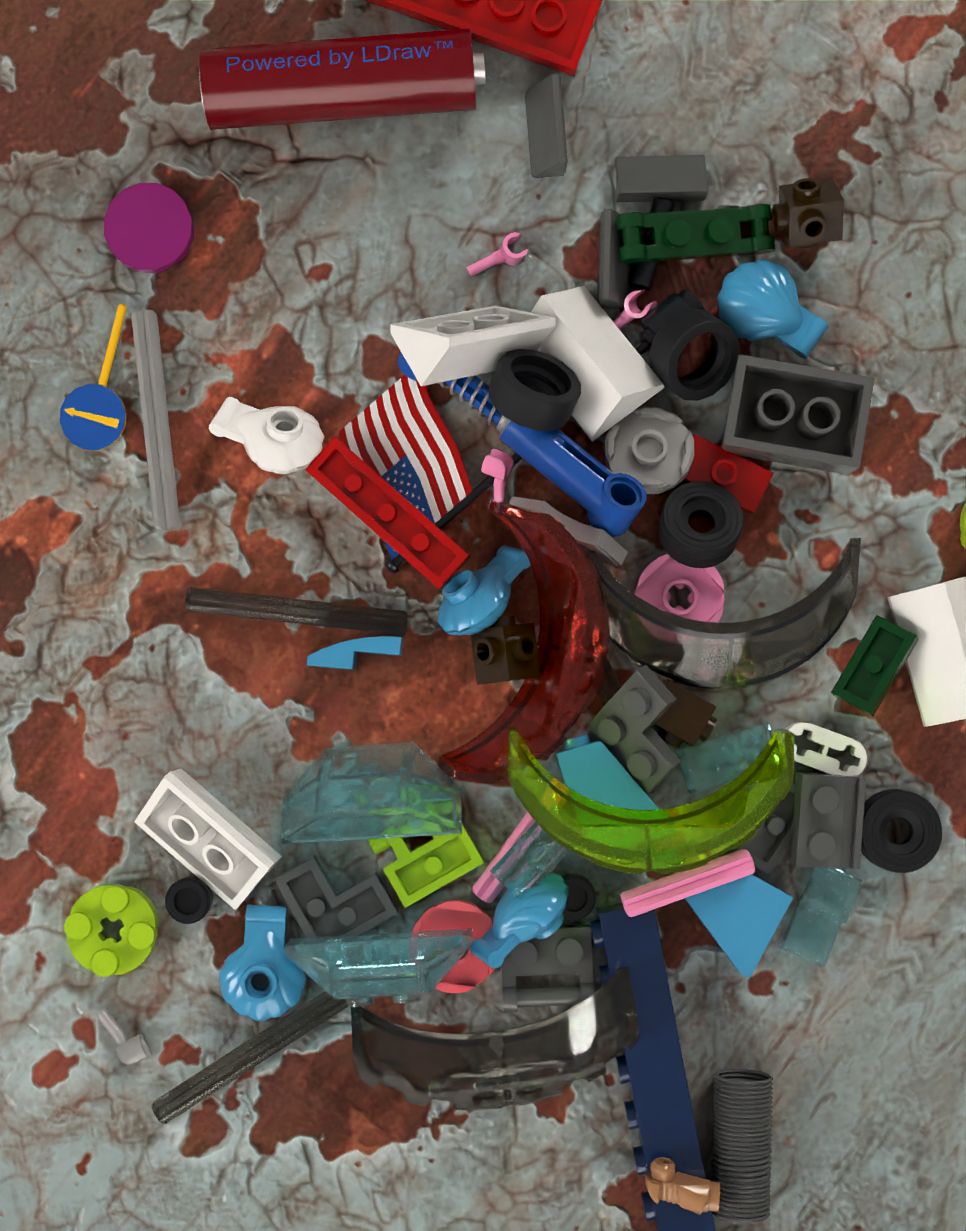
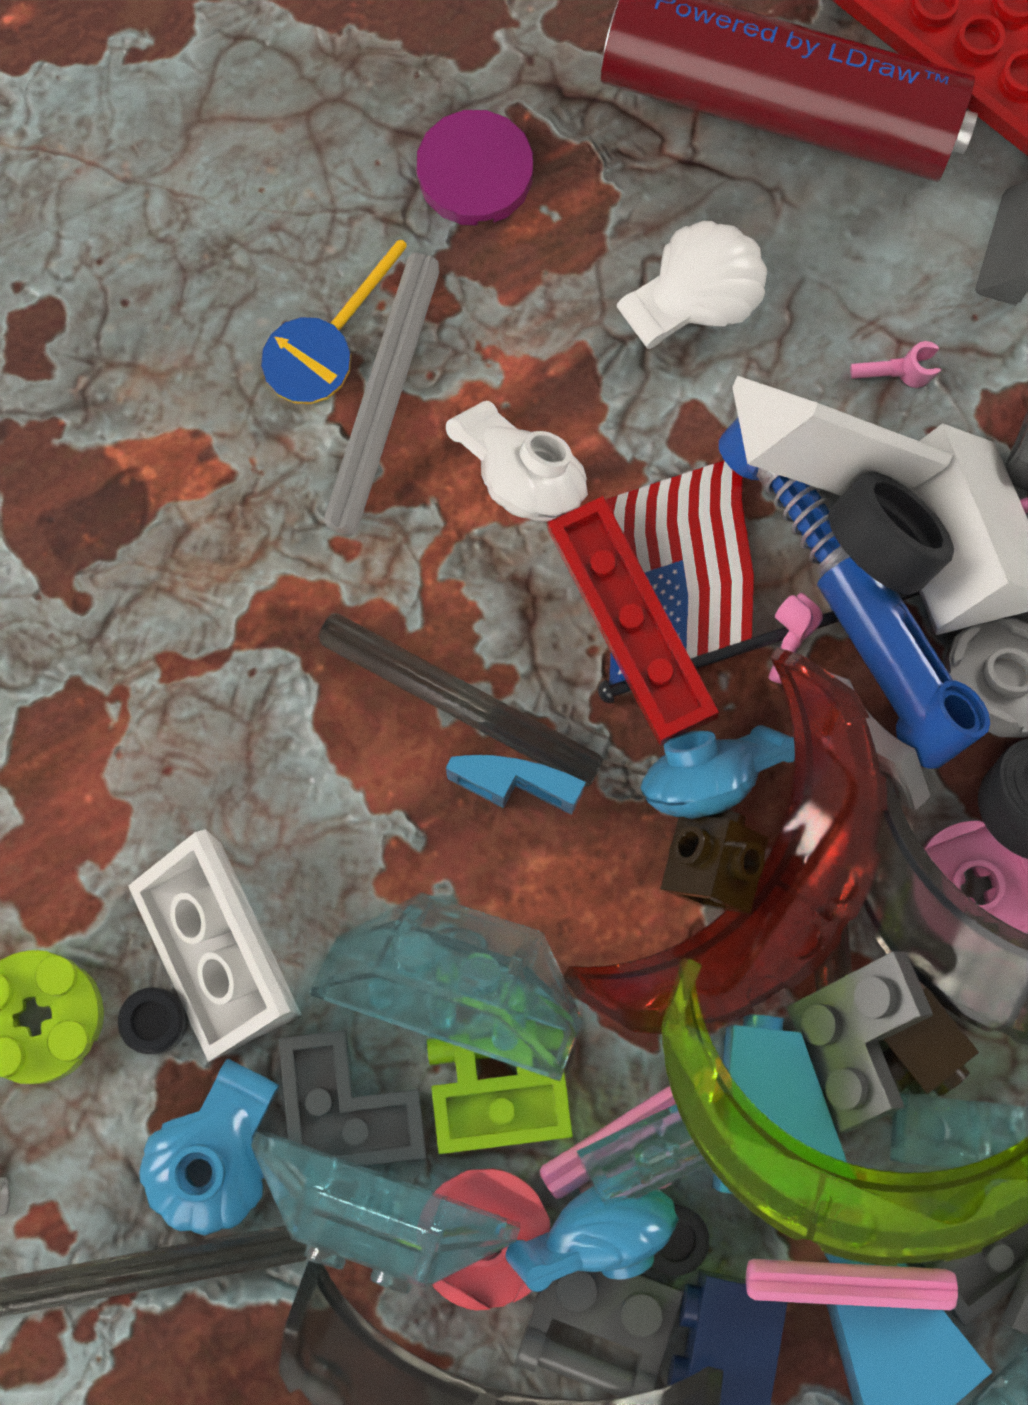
camera: 20 degrees right, 10 degrees down
(343, 250) = (705, 278): none -> white animal

